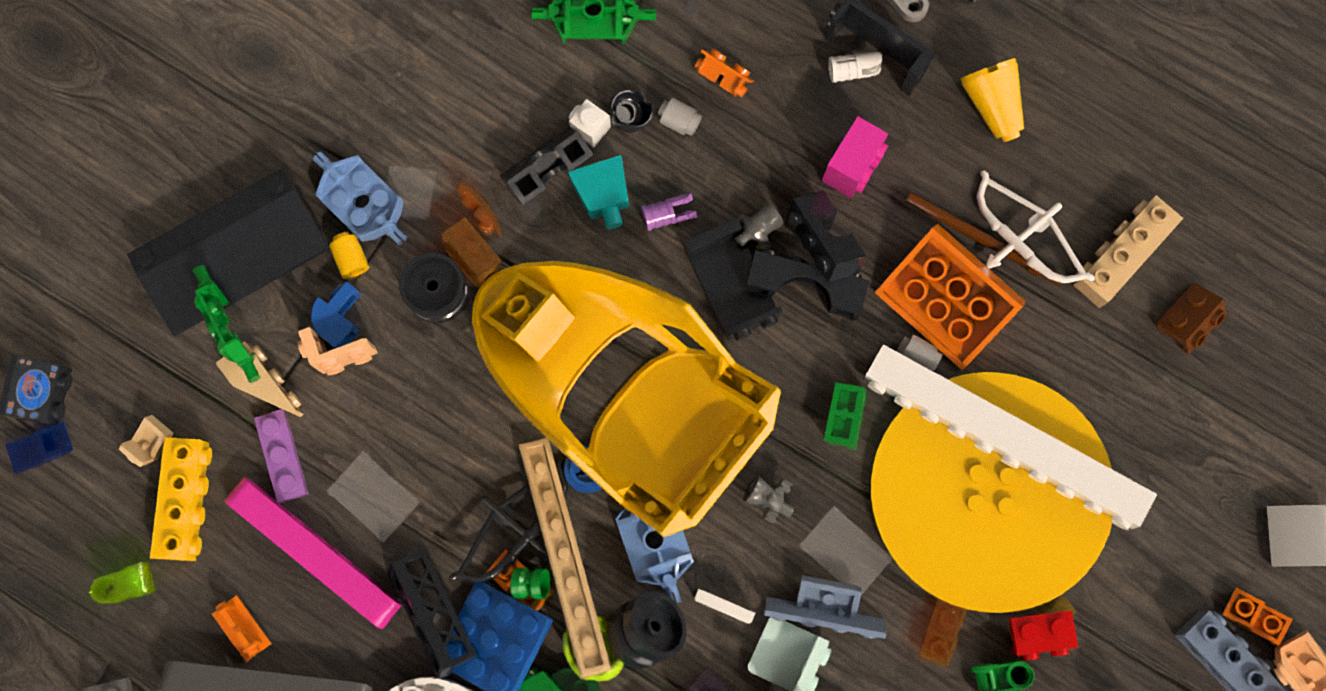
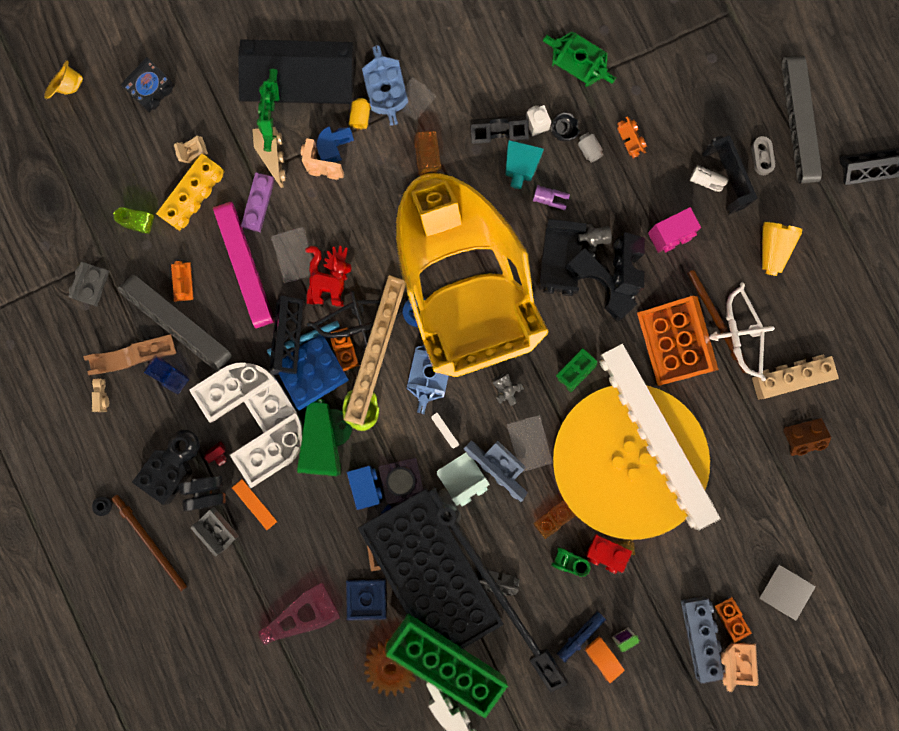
camera: 35 degrees right, 5 degrees up
(39, 448) = (133, 118): clear blue slope -> none
(427, 273) = (396, 150): black wheel -> none
(437, 509) = (330, 283): none -> red animal
(462, 591) = (310, 335): none -> dark azure bar
(483, 215) = (446, 136): clear orange slope -> none
(530, 583) = (348, 353): green wheel -> none
(646, 630) = (395, 416): black wheel -> none
(920, 352) = (640, 361): light grey brick -> none

